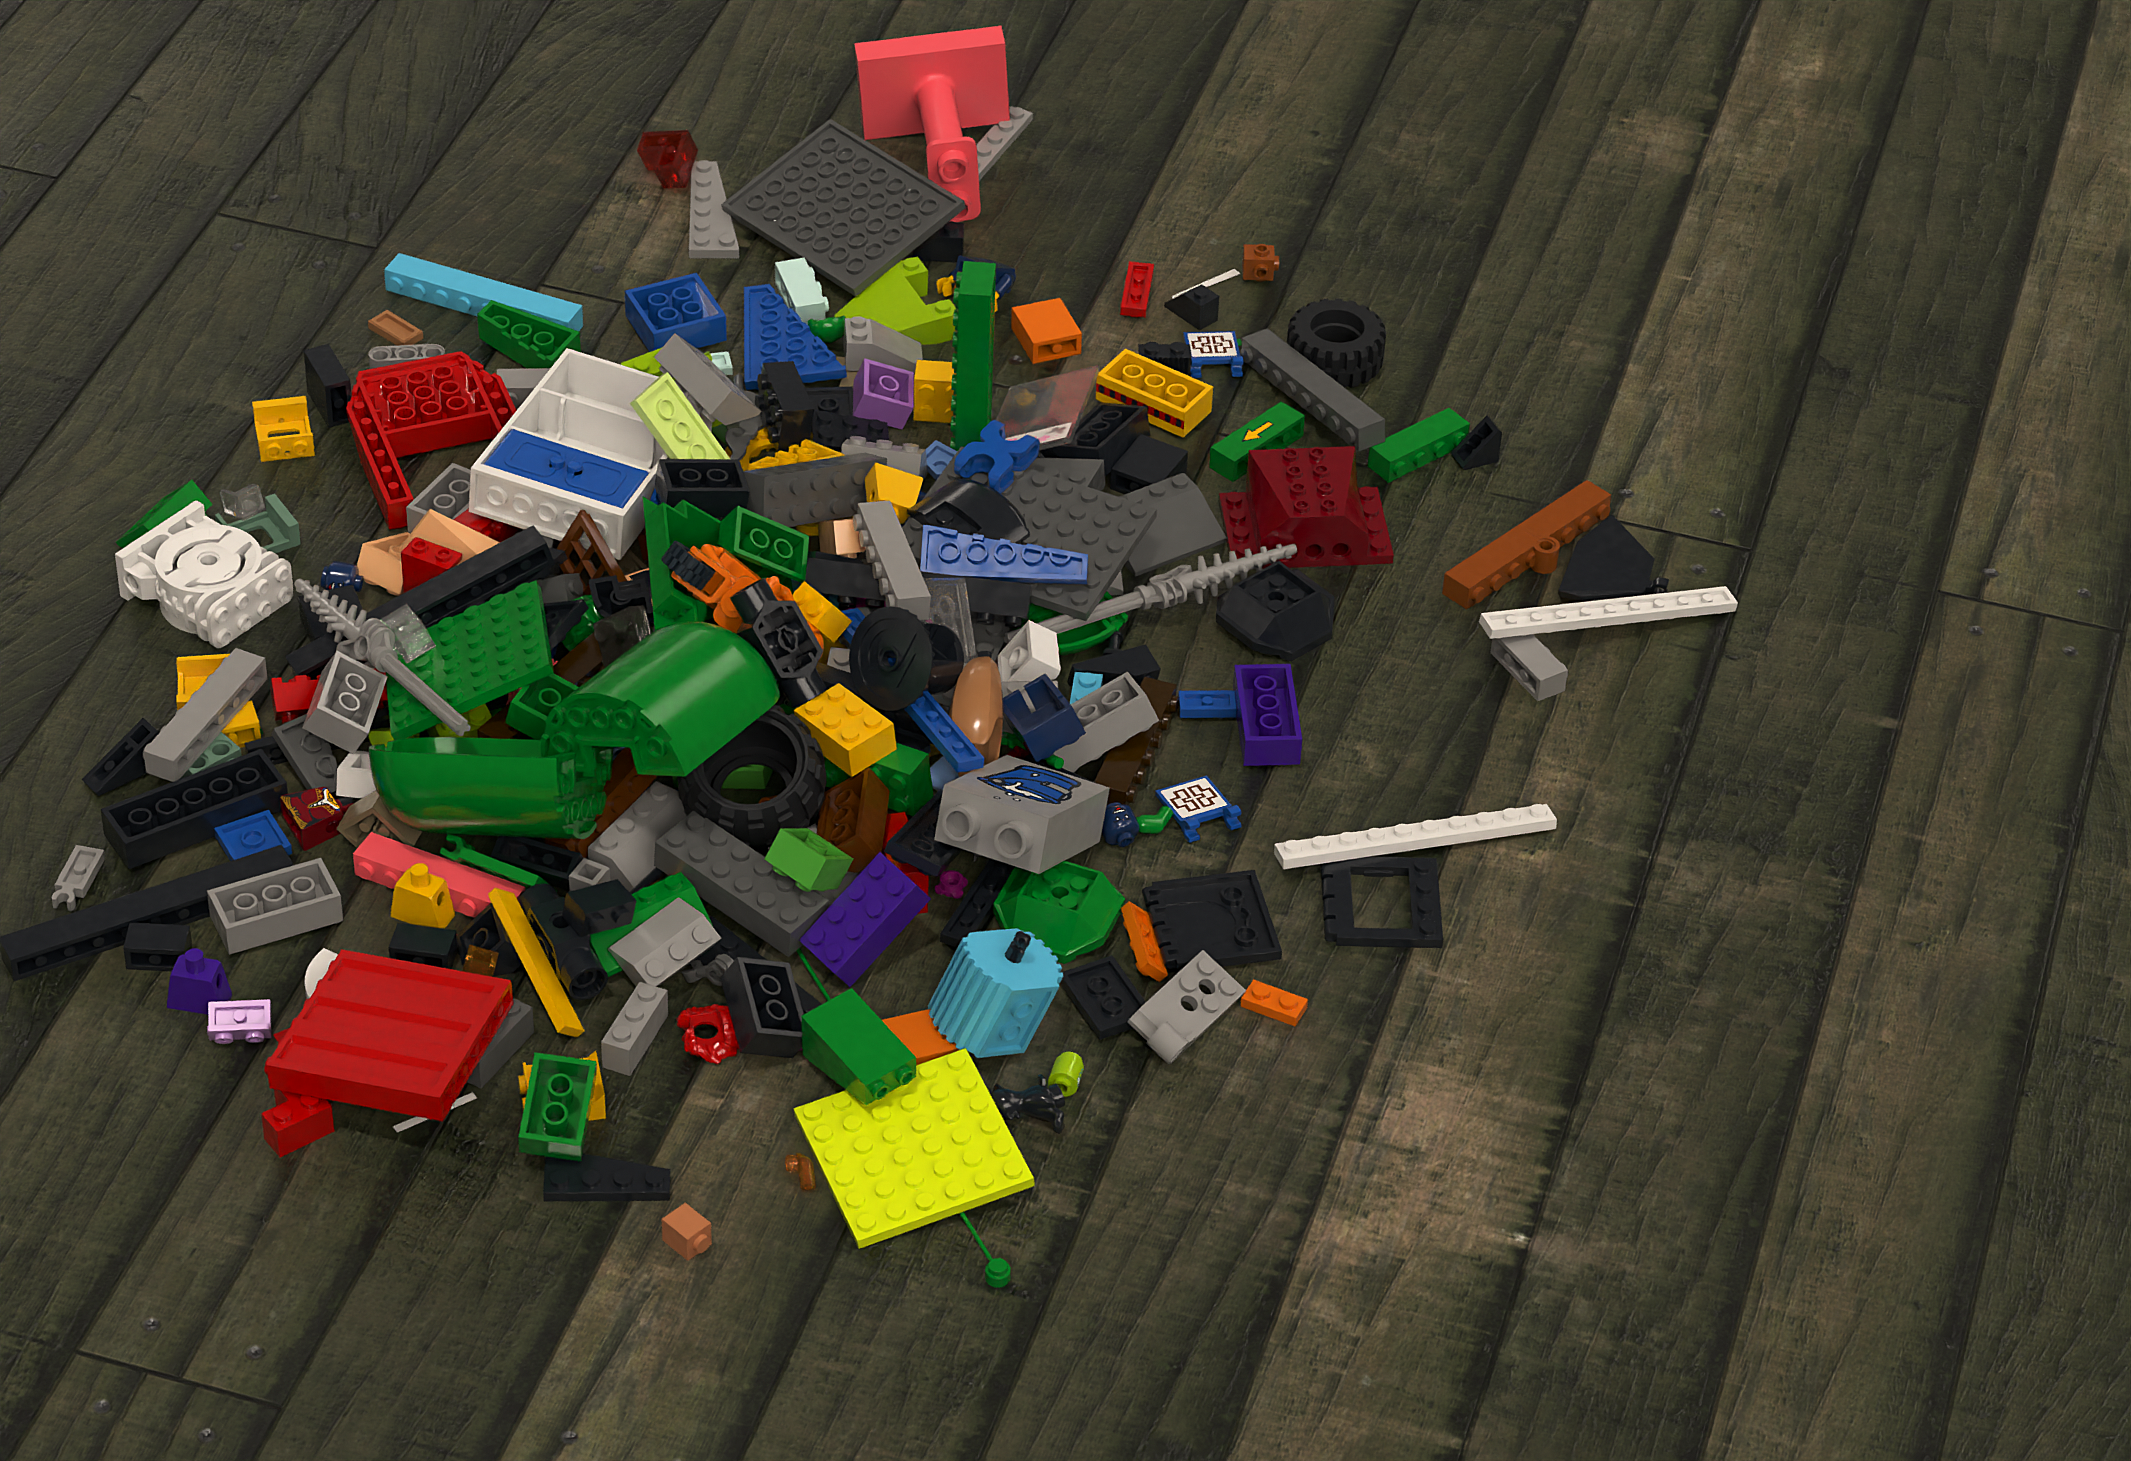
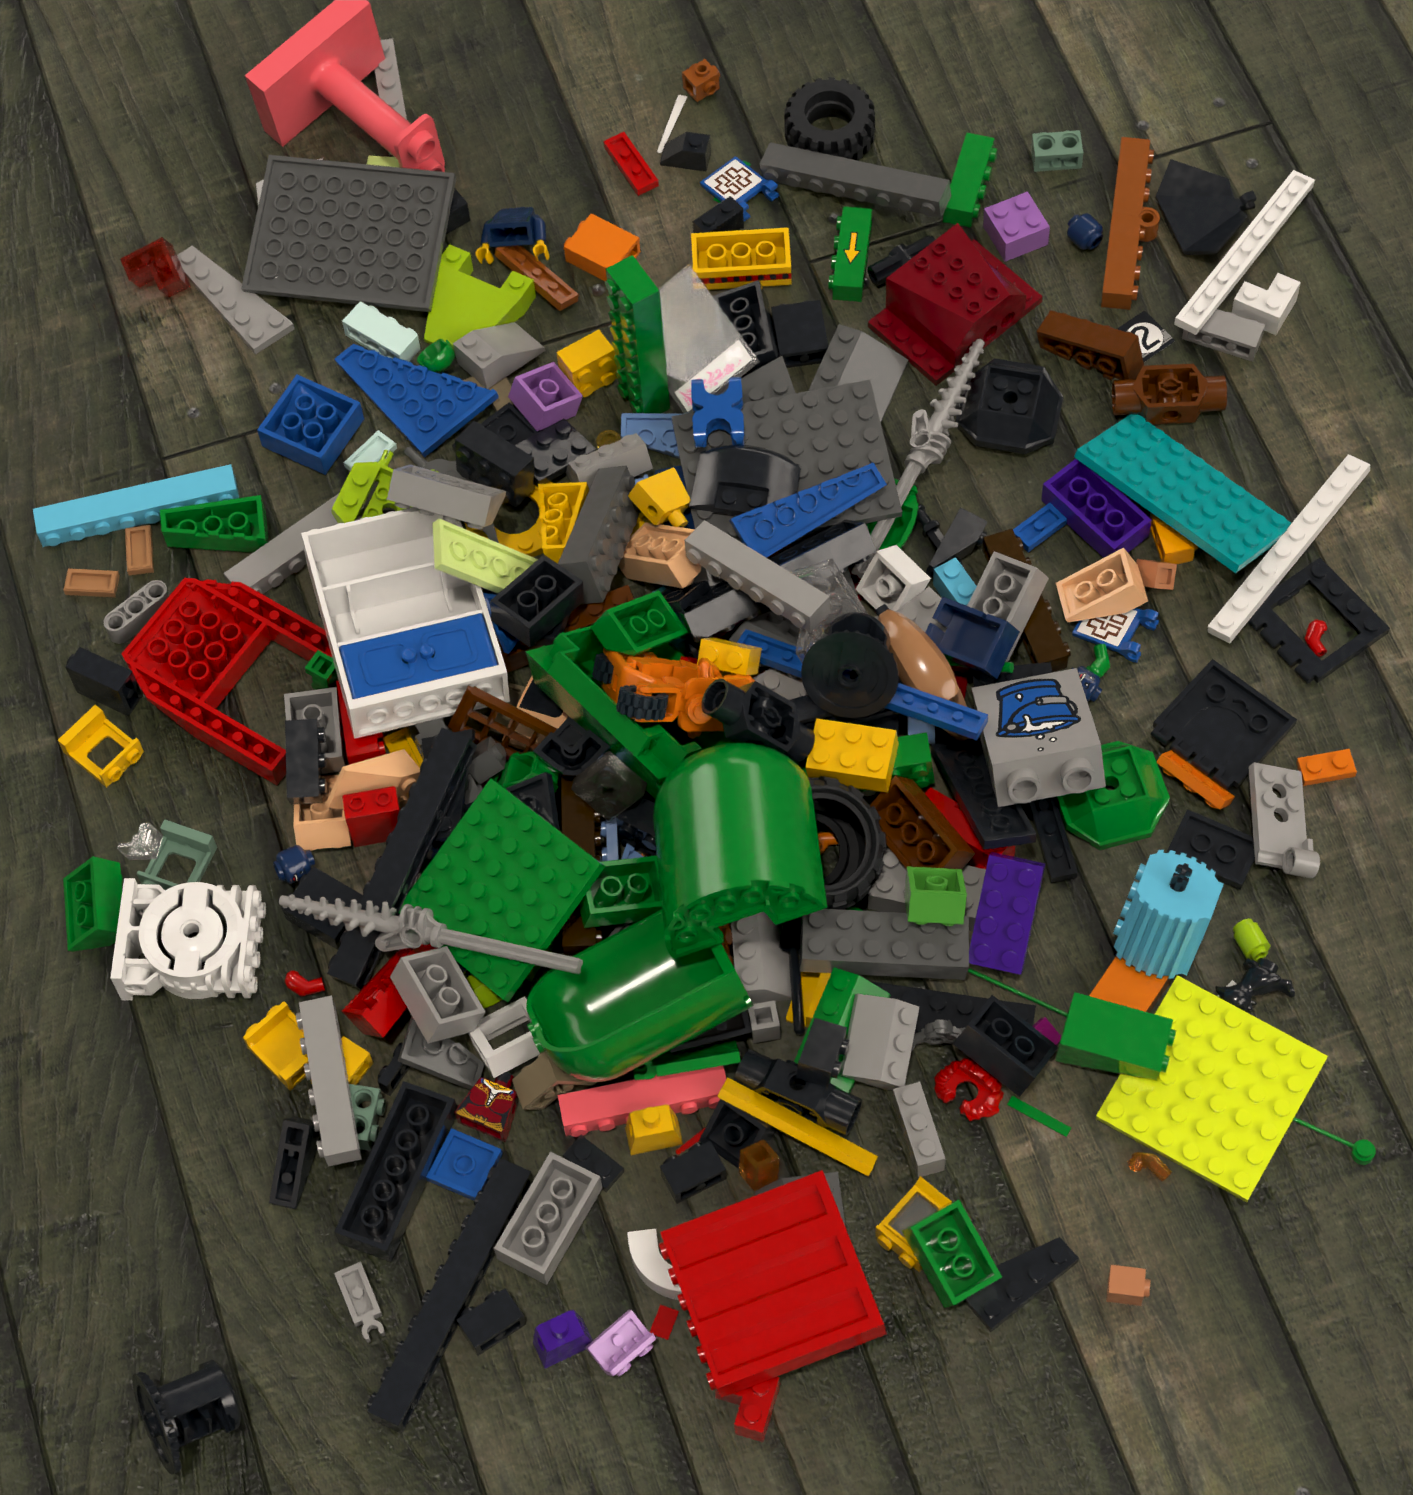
camera: 30 degrees left, 20 degrees up
(272, 667) = (302, 986): none -> red arm
(355, 901) = (593, 1159): none -> black plate
(410, 633) = (424, 892): clear brick -> none
(423, 492) = (305, 761): none -> black brick
(454, 329) = (139, 550): none -> medium nougat tile
(750, 1087) = (1039, 1116): none -> green sticker
(1214, 770) = (1102, 588): none -> light nougat slope
(1272, 788) = (1157, 573): none -> nougat panel
(1313, 774) = (1171, 544): none -> light orange slope
(1358, 741) = (1184, 491): none -> teal plate
(1365, 909) = (1313, 635): none -> red arm
(1396, 609) = (1092, 345): none -> reddish brown wedge
(1423, 495) = (1016, 226): none -> medium lavender brick
(1425, 674) = (1169, 394): none -> reddish brown brick
(1456, 632) = (1150, 333): none -> sticker
(1479, 446) = (1012, 152): black slope -> none
(1480, 529) = (1085, 231): none -> dark blue head
(1521, 465) = (1057, 150): none -> sand green brick
(1593, 666) = (1269, 305): none -> white brick

